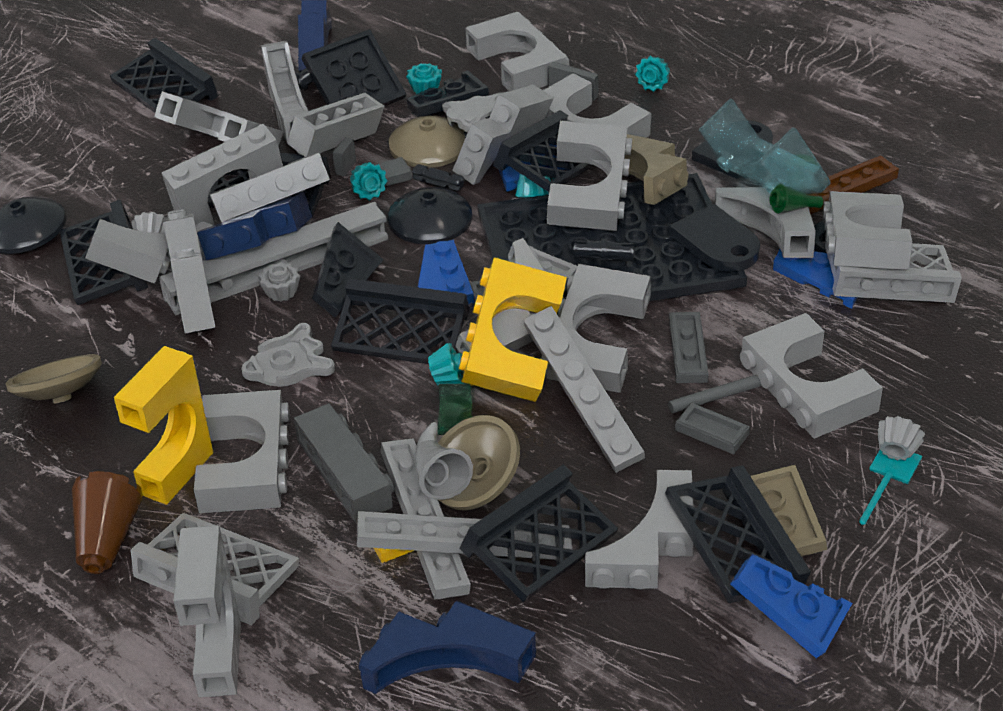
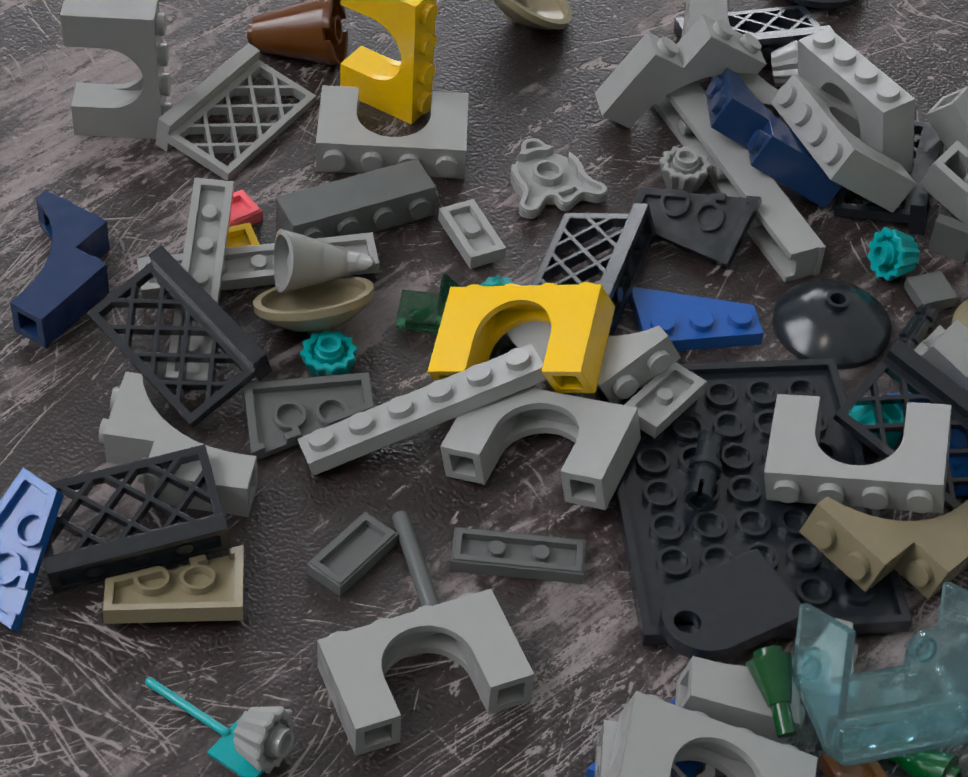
camera: 90 degrees right, 5 degrees up
(343, 549) = (244, 210): none -> coral tile
(365, 392) = (472, 233): none -> light grey plate
(532, 456) = (328, 354): none -> teal piece
(591, 473) = (292, 408): none -> dark grey wing

